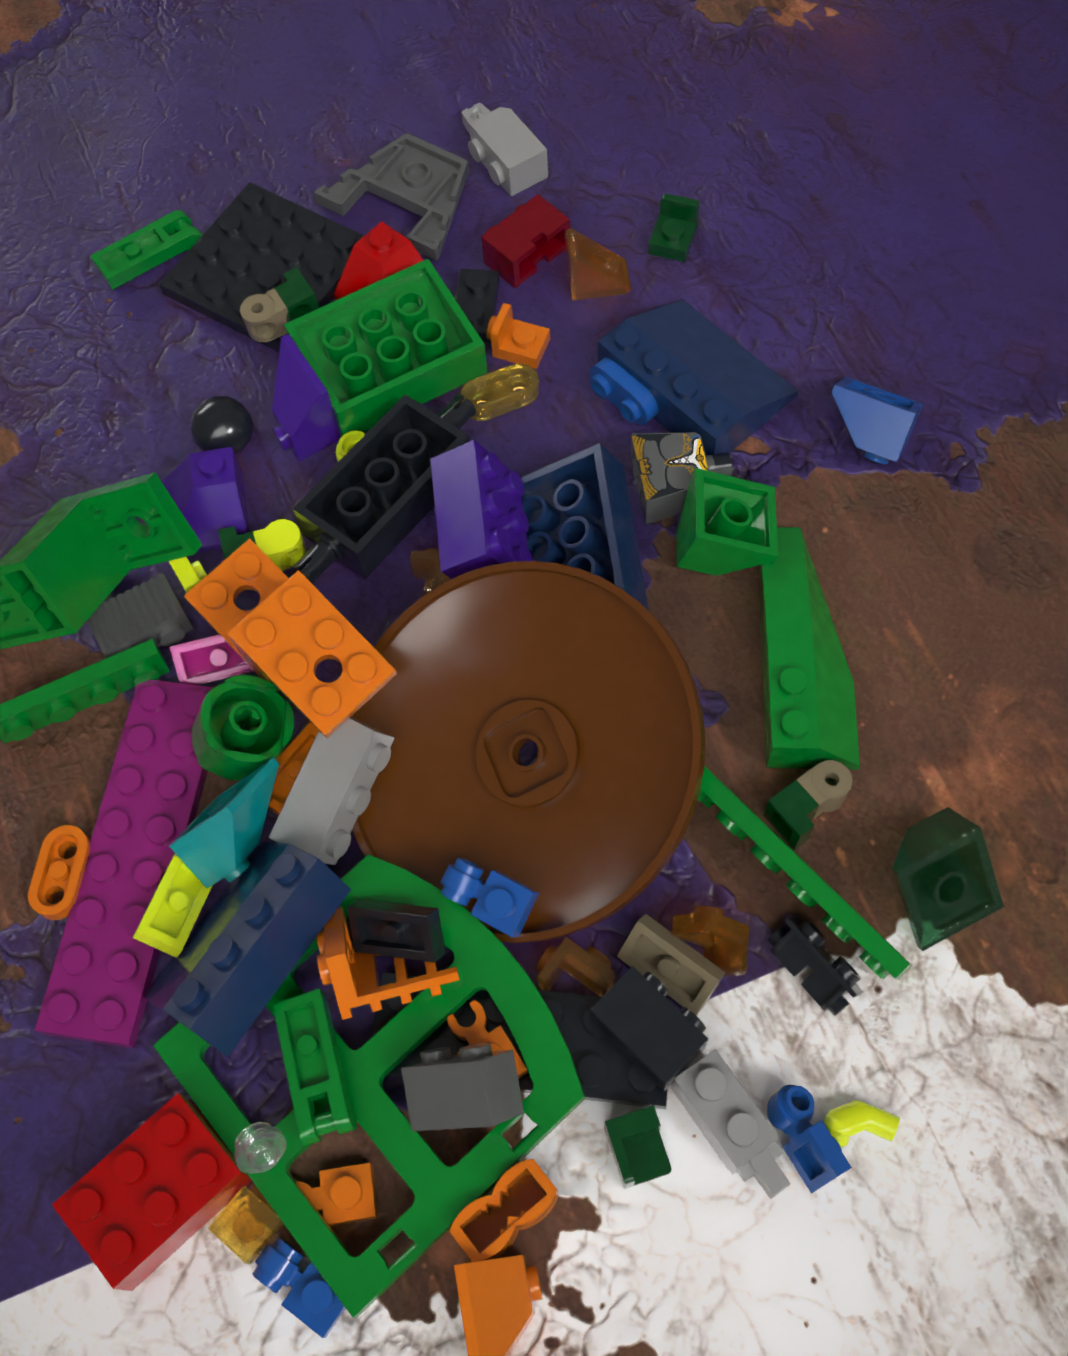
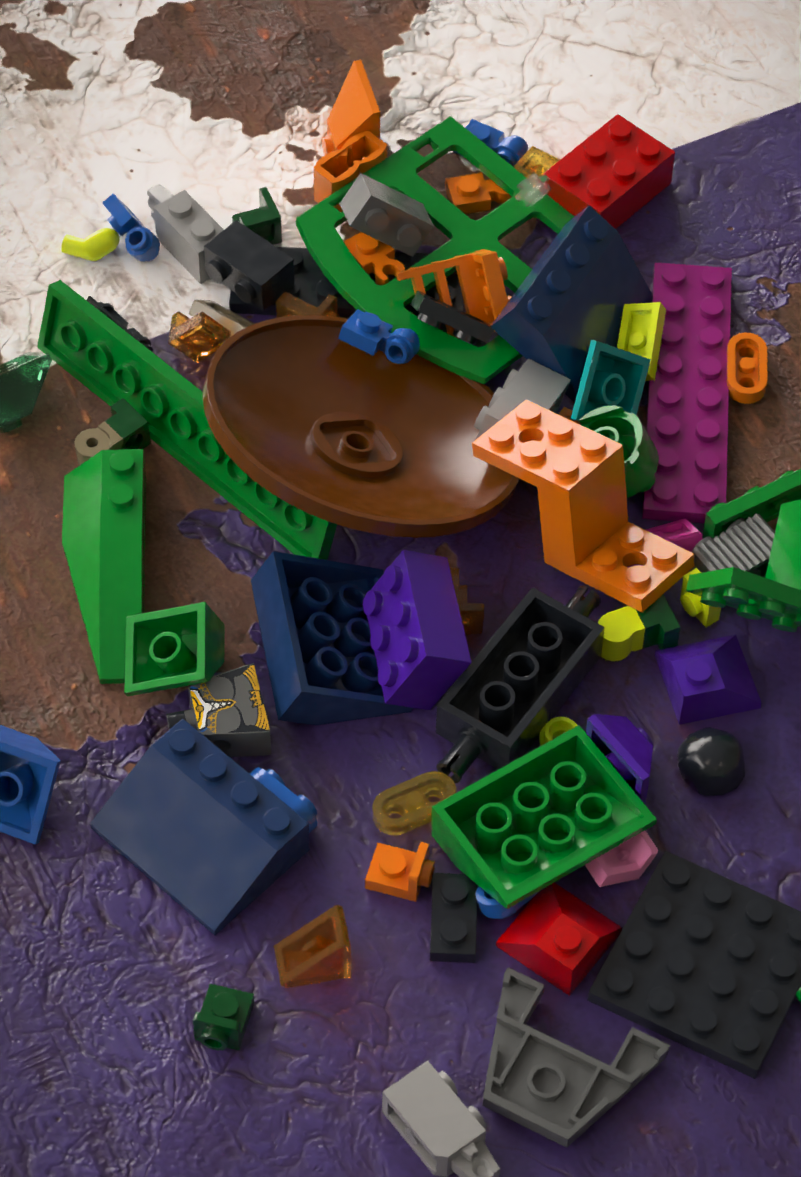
camera: 170 degrees right, 10 degrees down
(268, 312) = (667, 860): leg -> none
(313, 1066) = (502, 233): green plate -> none
(524, 239) = (396, 997): dark red brick -> none

